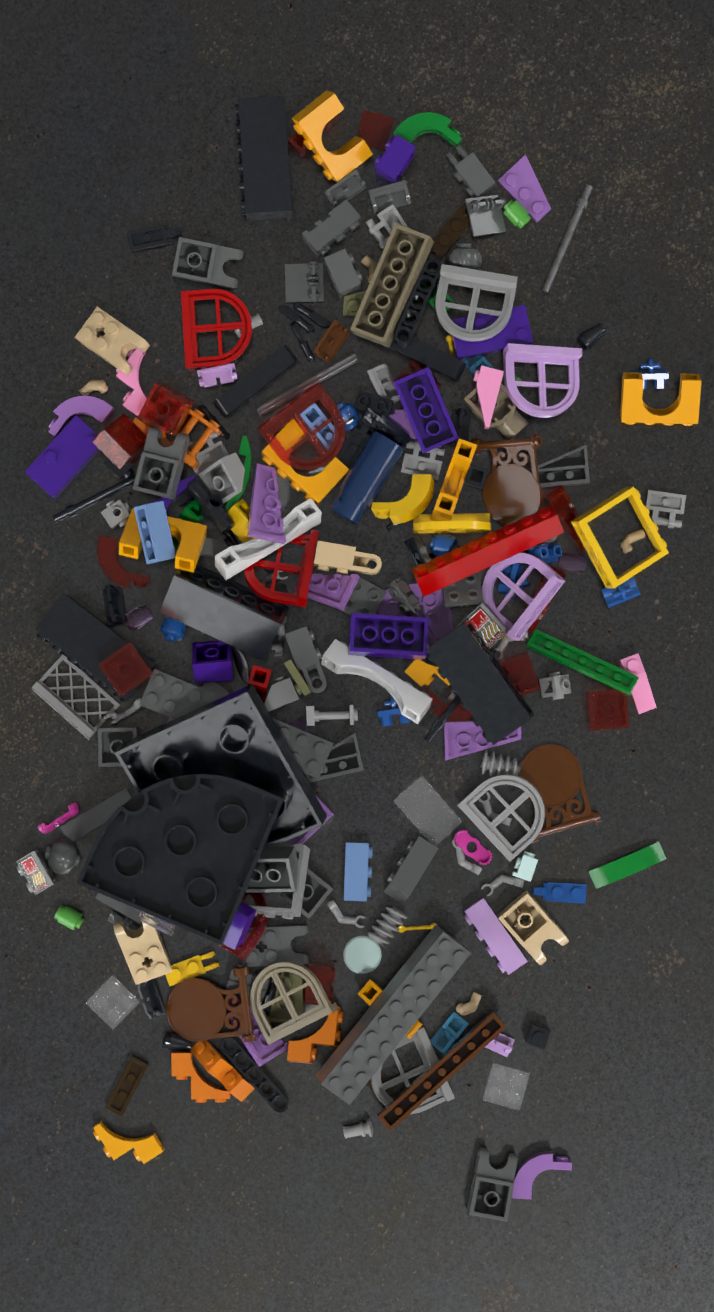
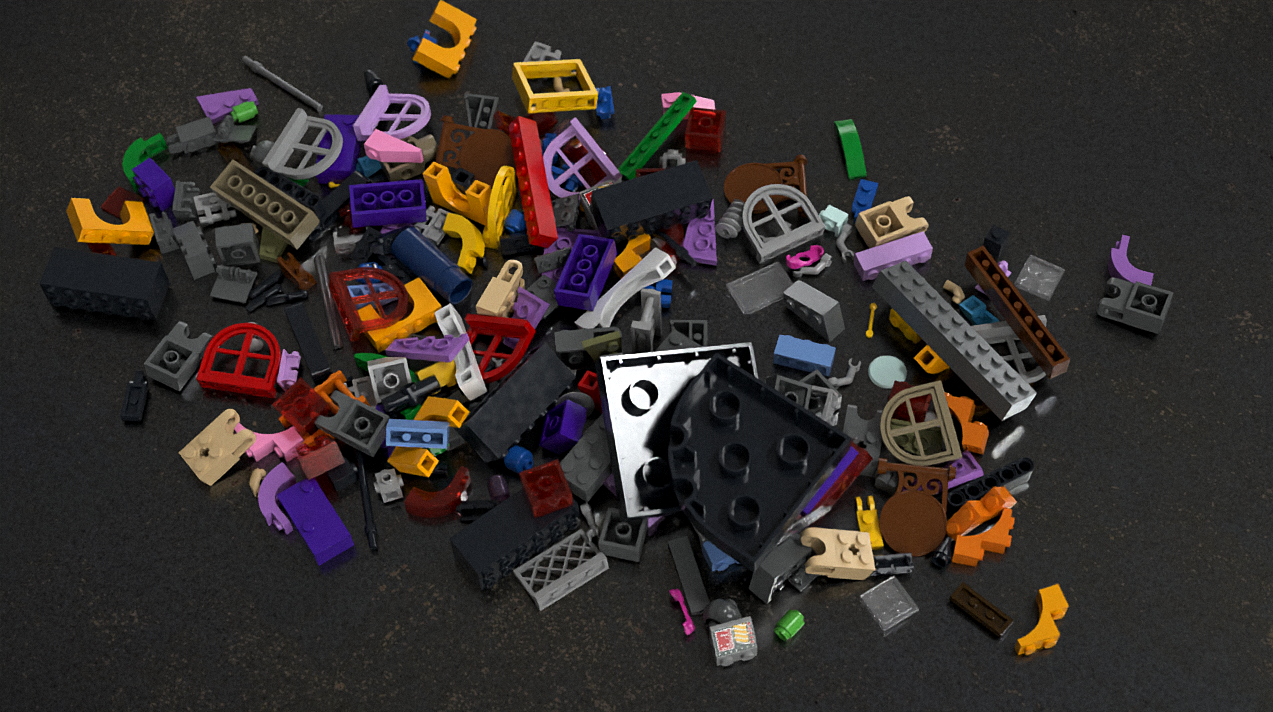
camera: 70 degrees left, 30 degrees down
(359, 1129) = (1062, 403): light grey pin -> none
(387, 925) = (862, 340): light grey piece -> none

